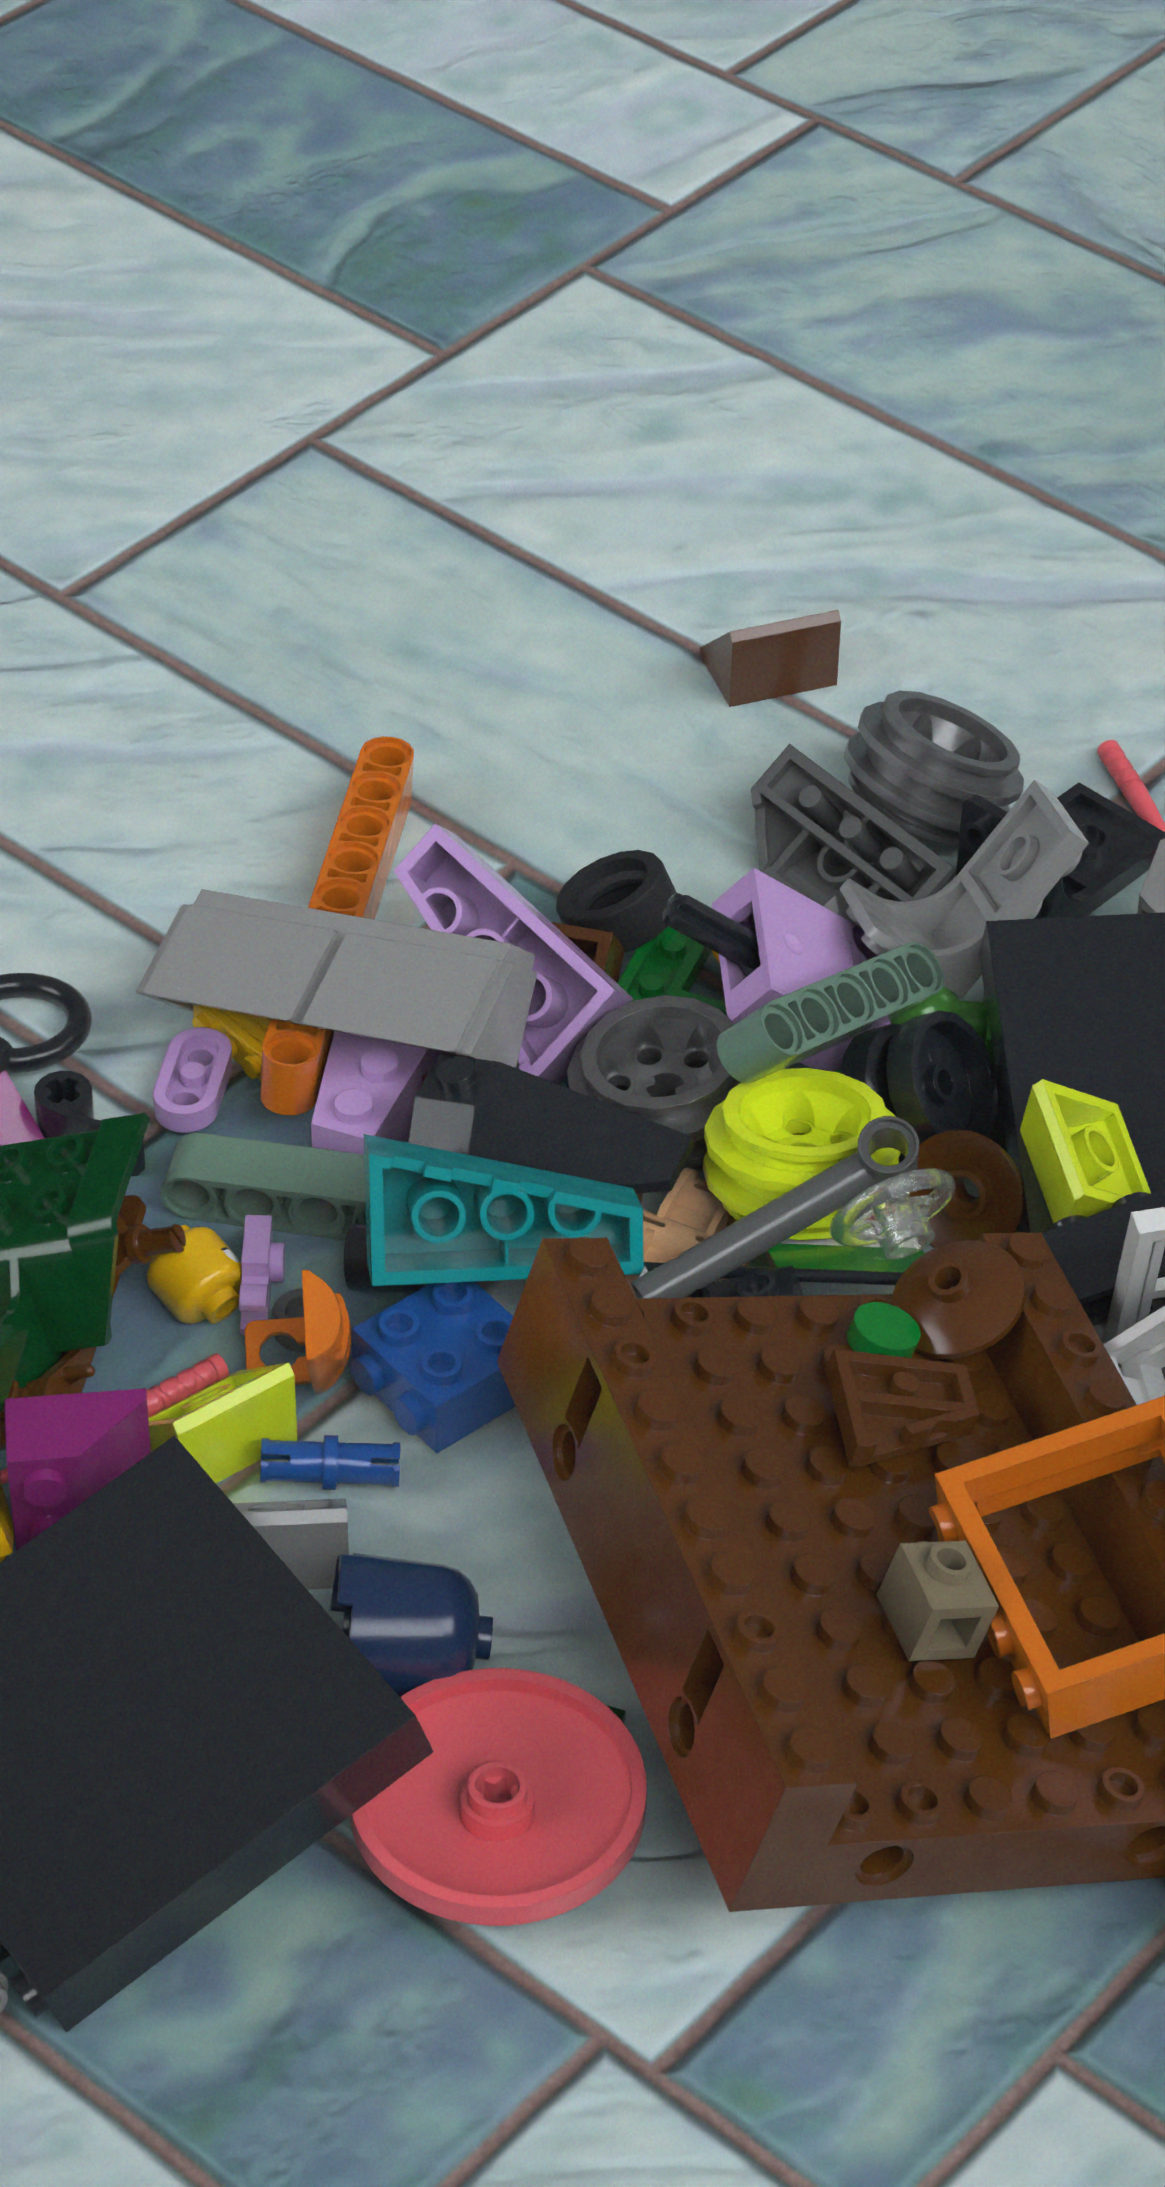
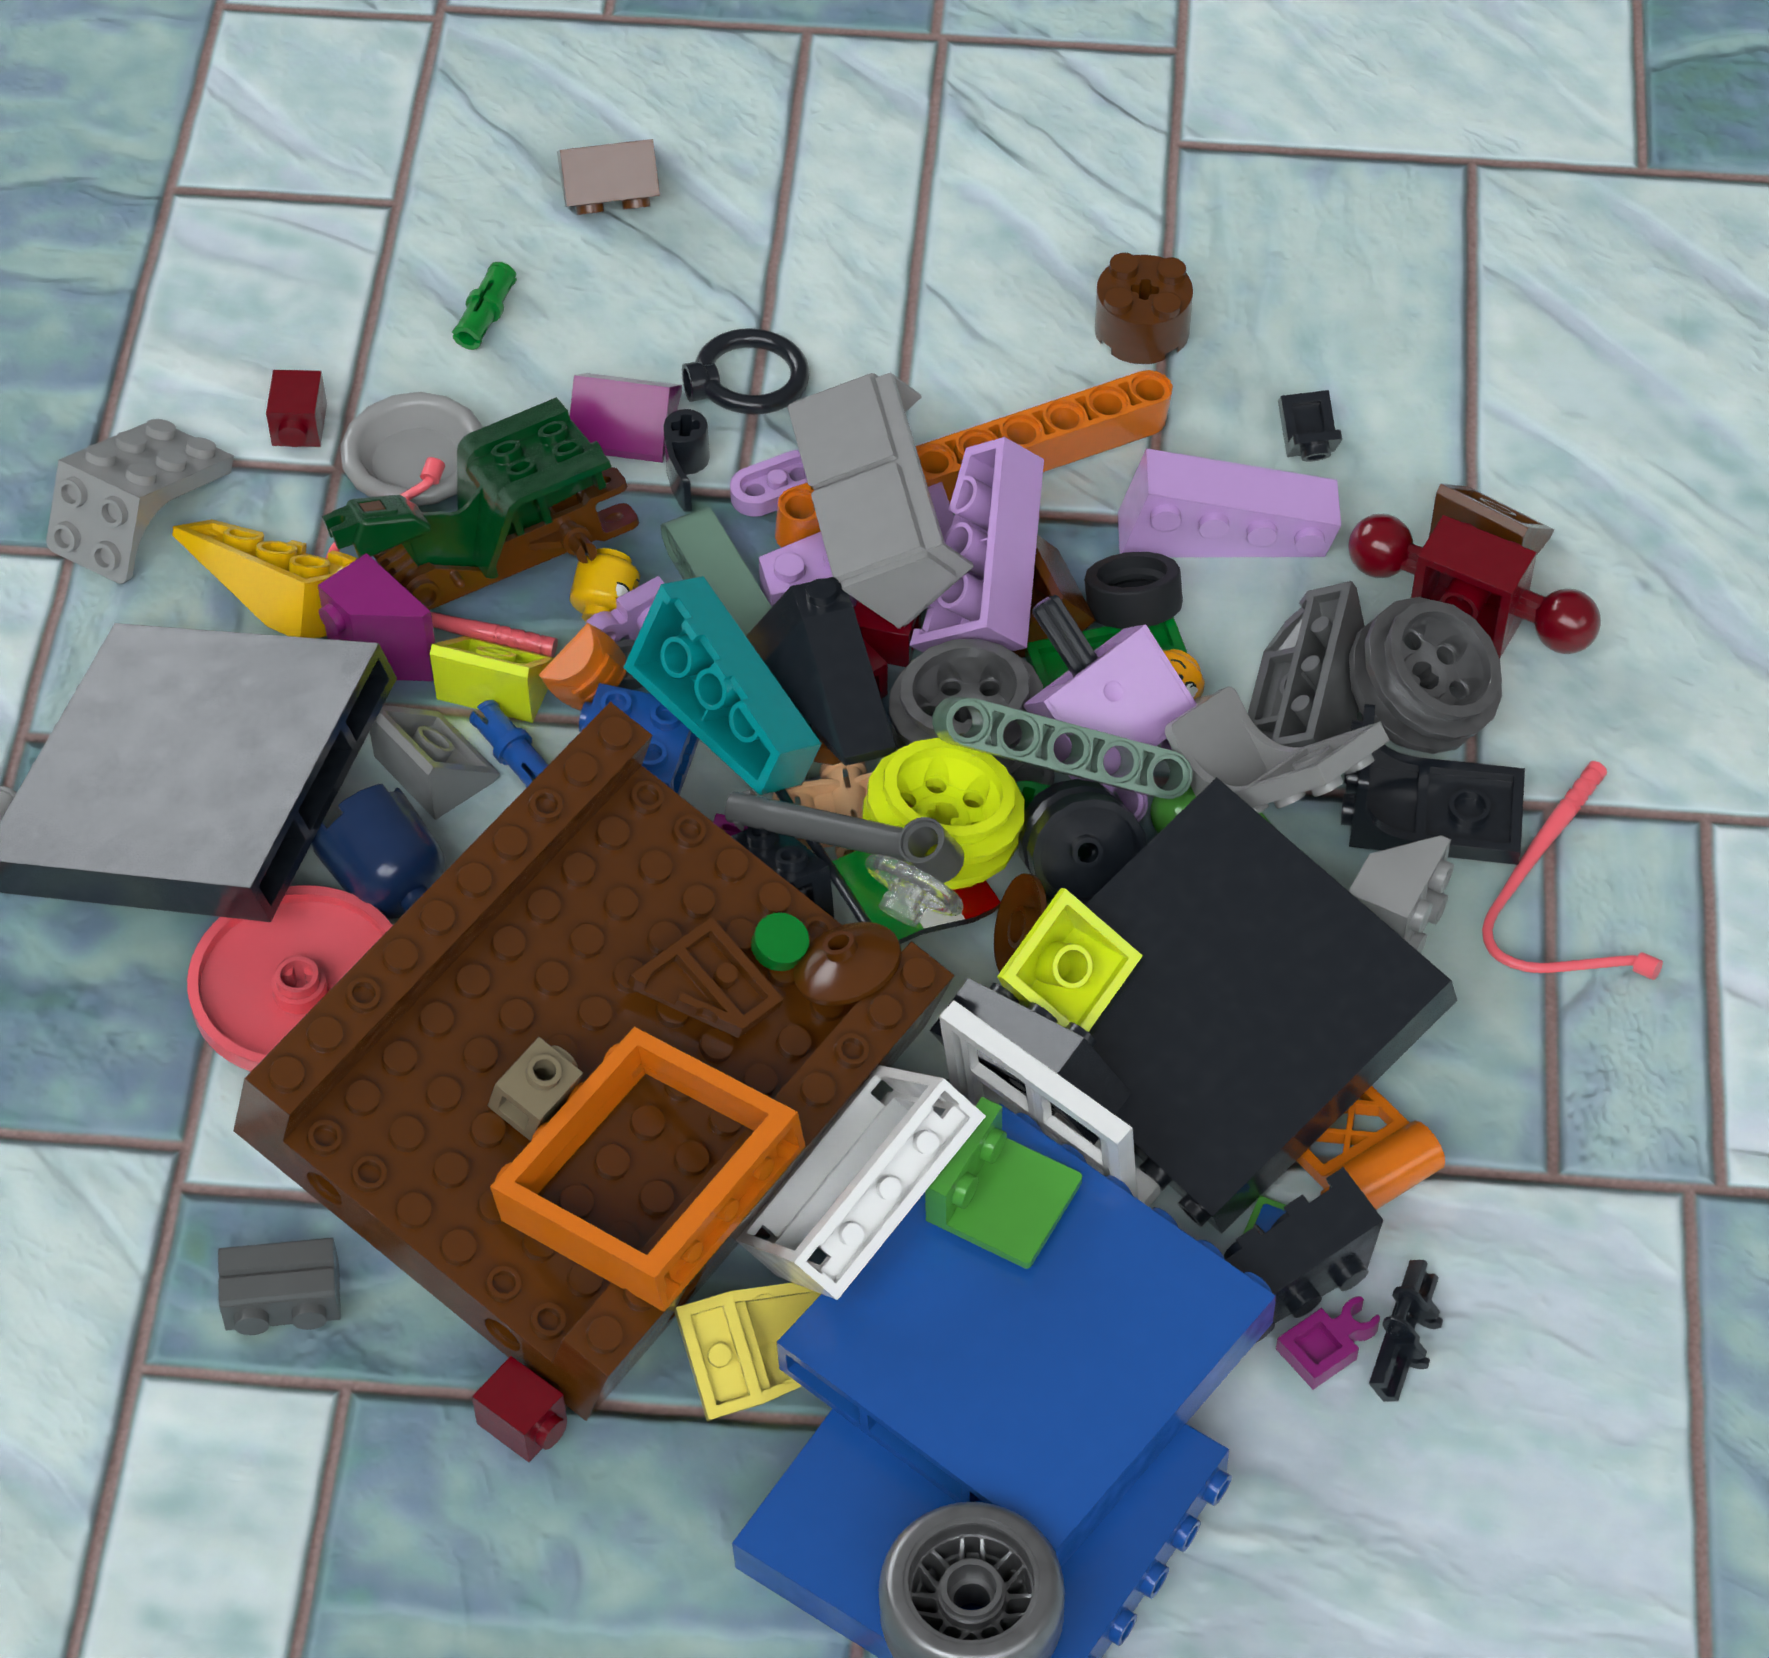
camera: 55 degrees right, 10 degrees up
(267, 712) = (1143, 307): none -> reddish brown brick
(530, 695) = (1308, 425): none -> black bracket
(581, 796) = (1226, 510): none -> lavender wedge
(837, 675) = (1479, 576): none -> dark red brick
(892, 2032) = (279, 1285): none -> dark grey brick

